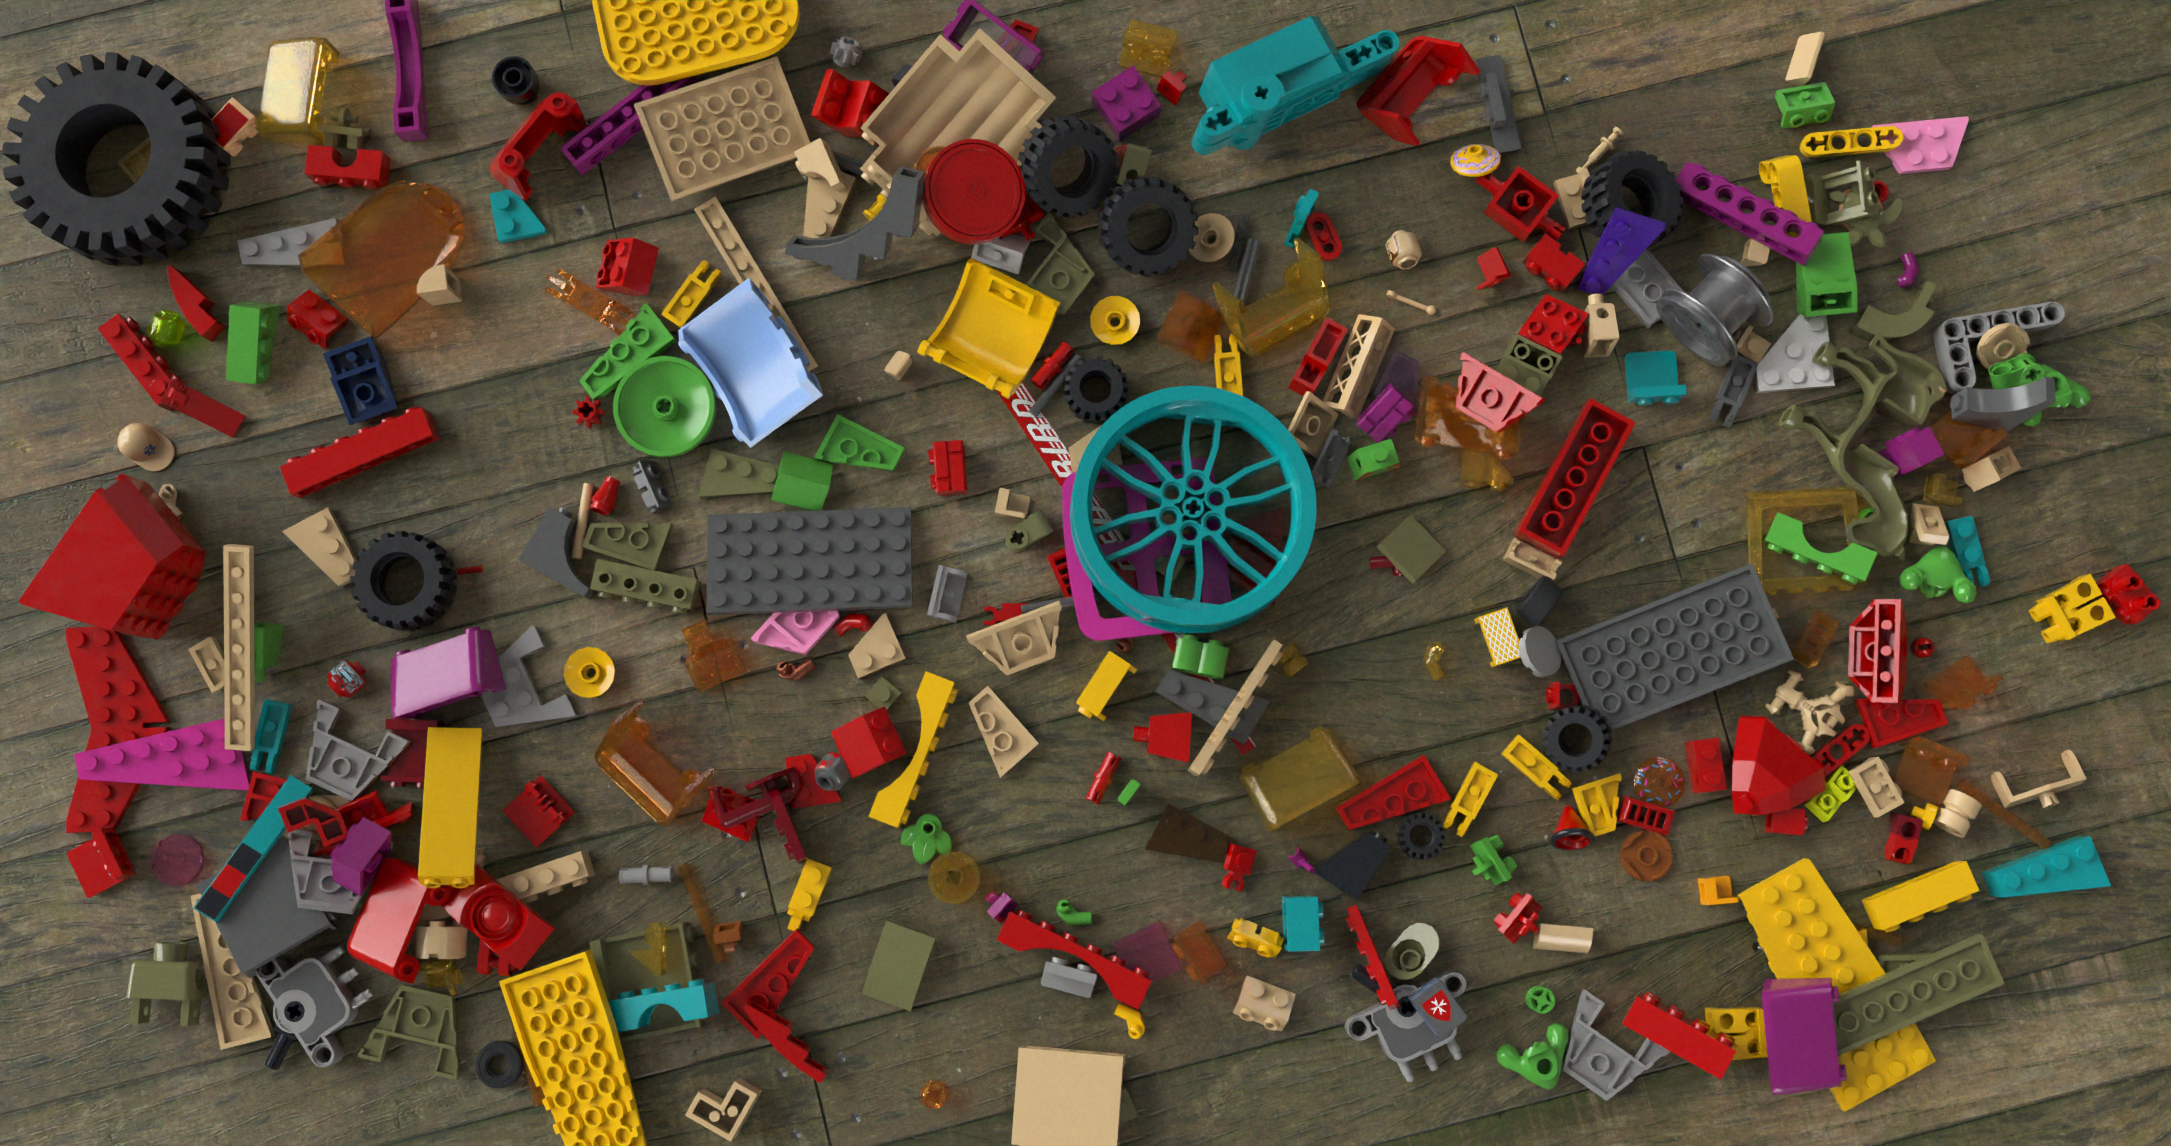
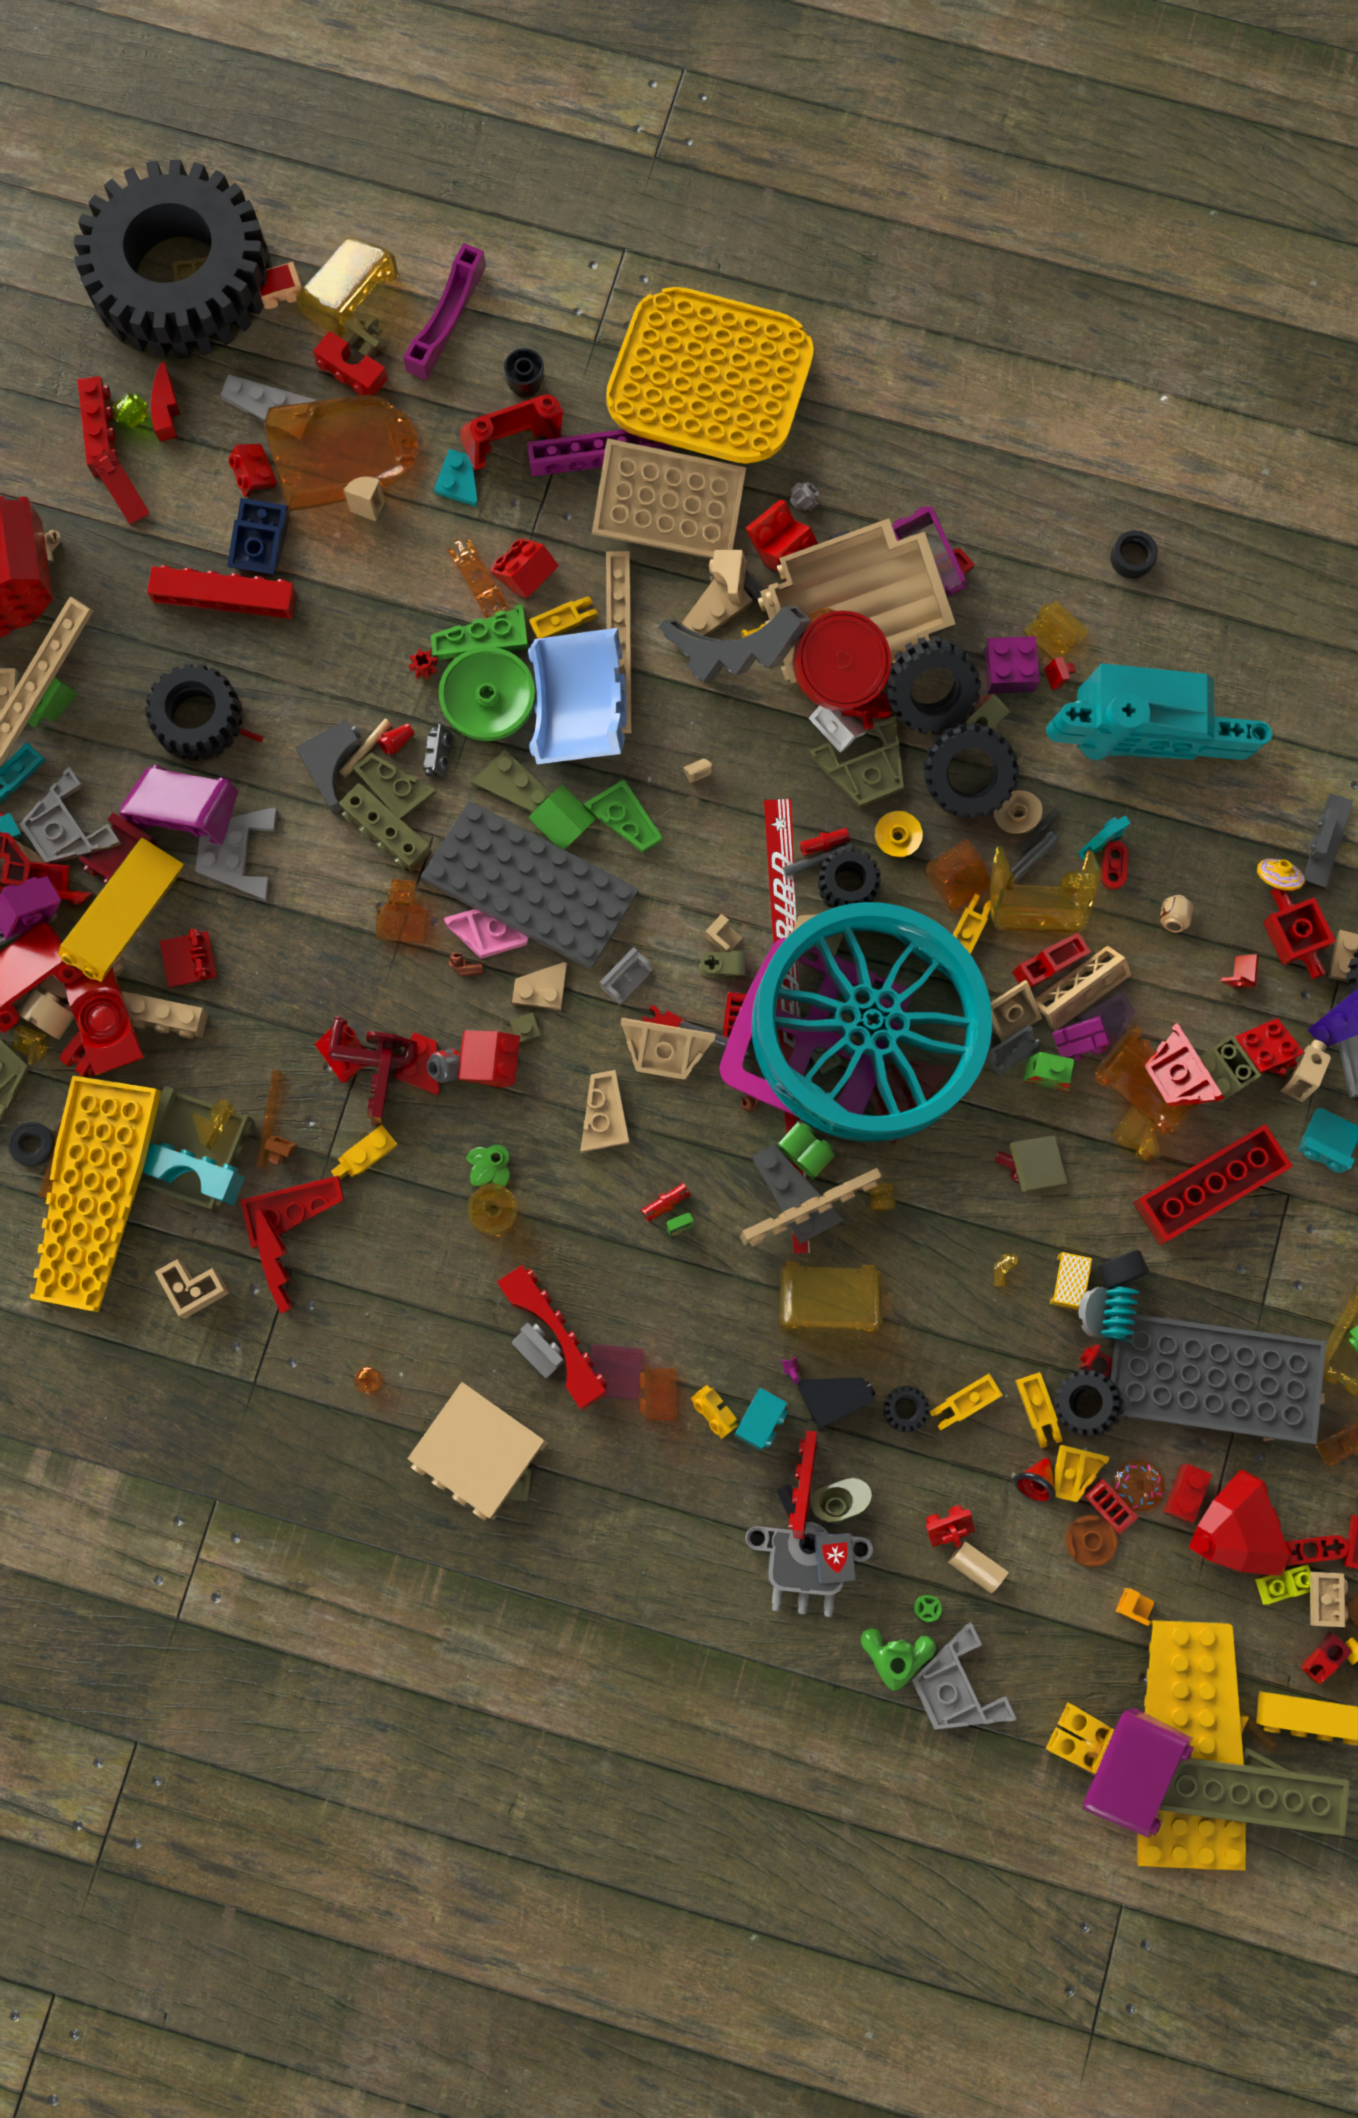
camera: 25 degrees right, 5 degrees down
(146, 447) = (57, 493): tan cap -> none
(251, 341) = (190, 457): bright green wedge -> none
(325, 545) = (149, 649): tan wing -> none
(346, 678) = (101, 764): head -> none
(577, 670) = (289, 863): yellow dish -> none
(644, 771) = (292, 973): clear orange windscreen -> none
(646, 875) = (243, 1060): light grey pin -> none
(853, 620) = (535, 953): red arm -> none
(899, 965) = (403, 1256): olive slope -> none
(933, 699) = (481, 1118): yellow arch -> none
(949, 467) = (689, 876): red brick -> none
(992, 329) = (793, 783): yellow hinge -> none
(1000, 905) = (517, 1256): magenta tile -> none
(1071, 916) = (570, 1300): bright green arm -> none
(1103, 685) = (711, 1126): yellow brick -> none
(1133, 1018) = (571, 1419): yellow arm -> none
(1167, 736) = (740, 1198): red torso -> none
(1188, 837) = (708, 1293): dark brown wing -> none
(1238, 862) = (738, 1339): red plate -> none
(1264, 1004) = (689, 1471): tan bracket -> none
(1398, 793) = (906, 1361): red wing -> none
(1409, 81) = (1262, 779): red windscreen -> none
(1431, 310) = (1171, 977): tan hinge -> none
(1489, 862) = (952, 1465): bright green hips -> none
(1531, 560) = (1136, 1232): tan hinge -> none
(1552, 264) = (1297, 997): red brick -> none
(1559, 642) = (1119, 1313): none -> teal piece
(1680, 1034) = (1031, 1707): red brick -> none
(1787, 822) = (1231, 1583): red brick -> none
(1818, 714) = (1311, 1507): tan piece -> none

